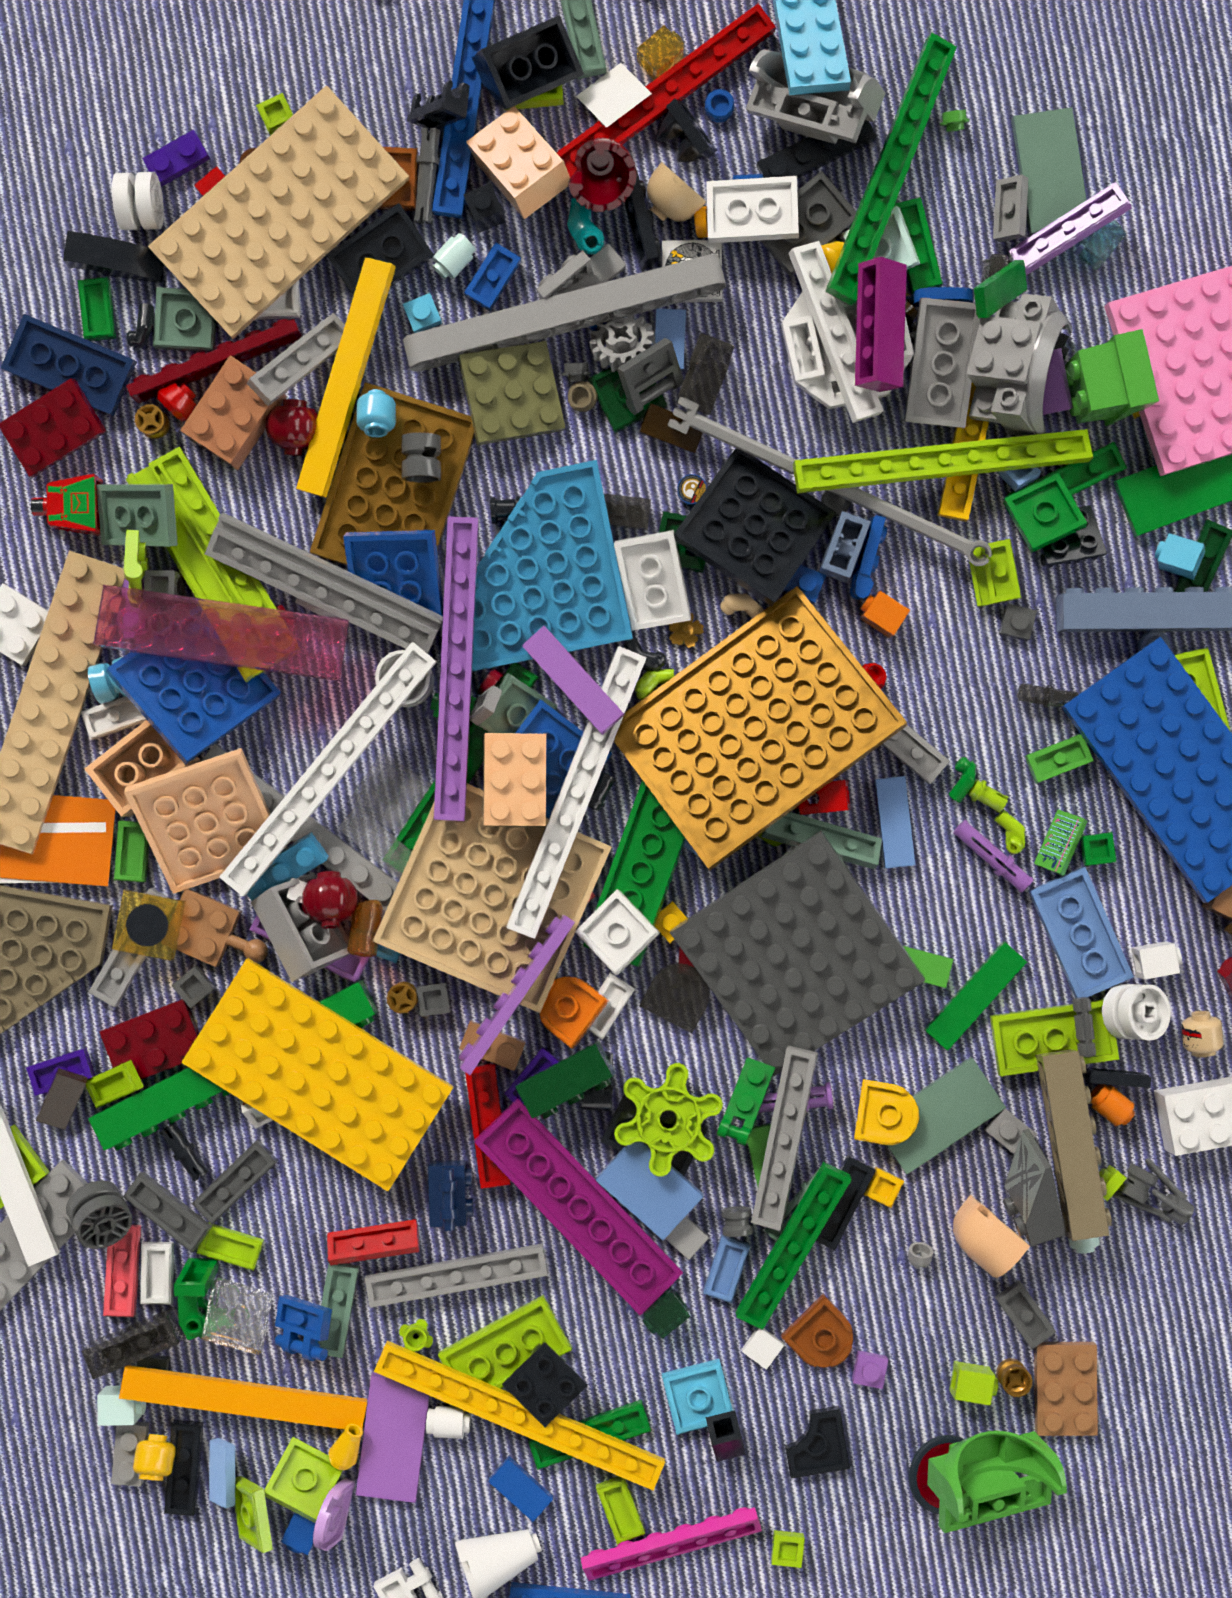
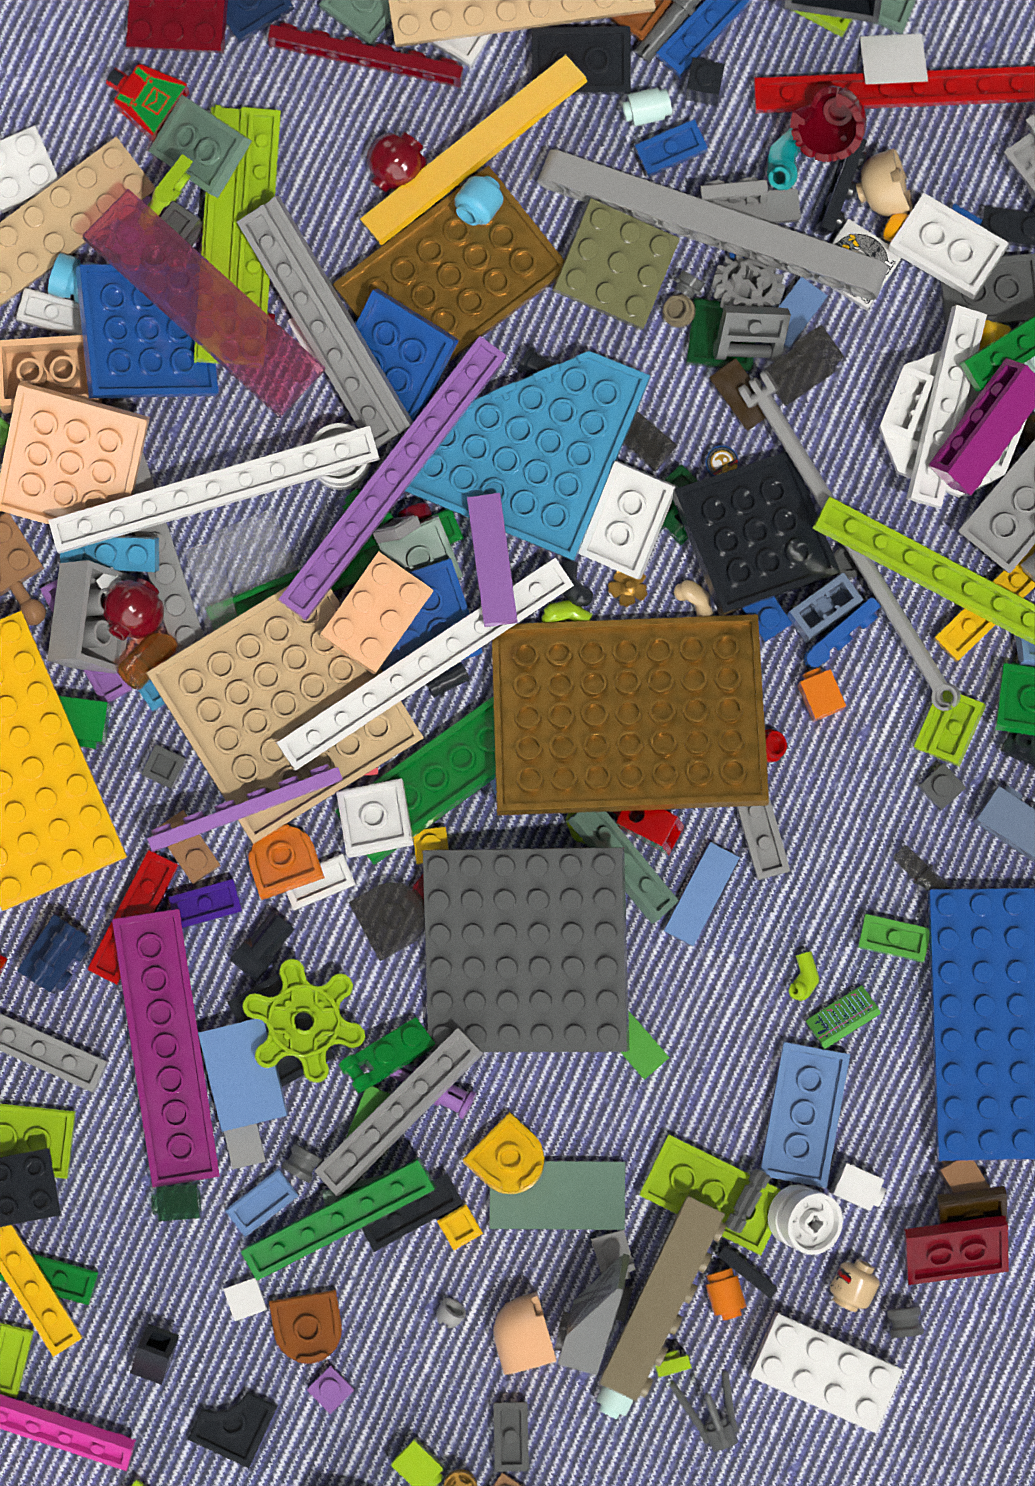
camera: 35 degrees right, 5 degrees down
(147, 416) = (269, 64): pearl gold wheel -> none
(178, 400) = (307, 69): red cone -> none
(229, 415) = (349, 113): nougat brick -> none
(298, 360) = (441, 106): light grey plate -> none
(399, 1001) = (133, 741): pearl gold wheel -> none
(421, 457) = (491, 268): dark grey wheel -> none
(422, 313) = (584, 138): medium azure plate -> none
(519, 162) = (763, 62): light nougat brick -> none
(566, 1081) = (234, 920): dark green brick -> none
(660, 52) = (963, 49): clear yellow brick -> none
(681, 121) = (940, 123): black tile -> none
(696, 1394) = (153, 1299): medium azure tile -> none
(719, 105) = (985, 132): blue tile -> none
(966, 781) = (794, 900): green arm -> none
(975, 995) = (667, 1106): green tile -> none
(988, 796) = (804, 928): lime pin -> none
(1019, 879) = (781, 1026): medium lavender pin -> none
(1098, 849) = (874, 1046): green plate -> none
(1138, 1183) = (699, 1384): dark grey wheel -> none

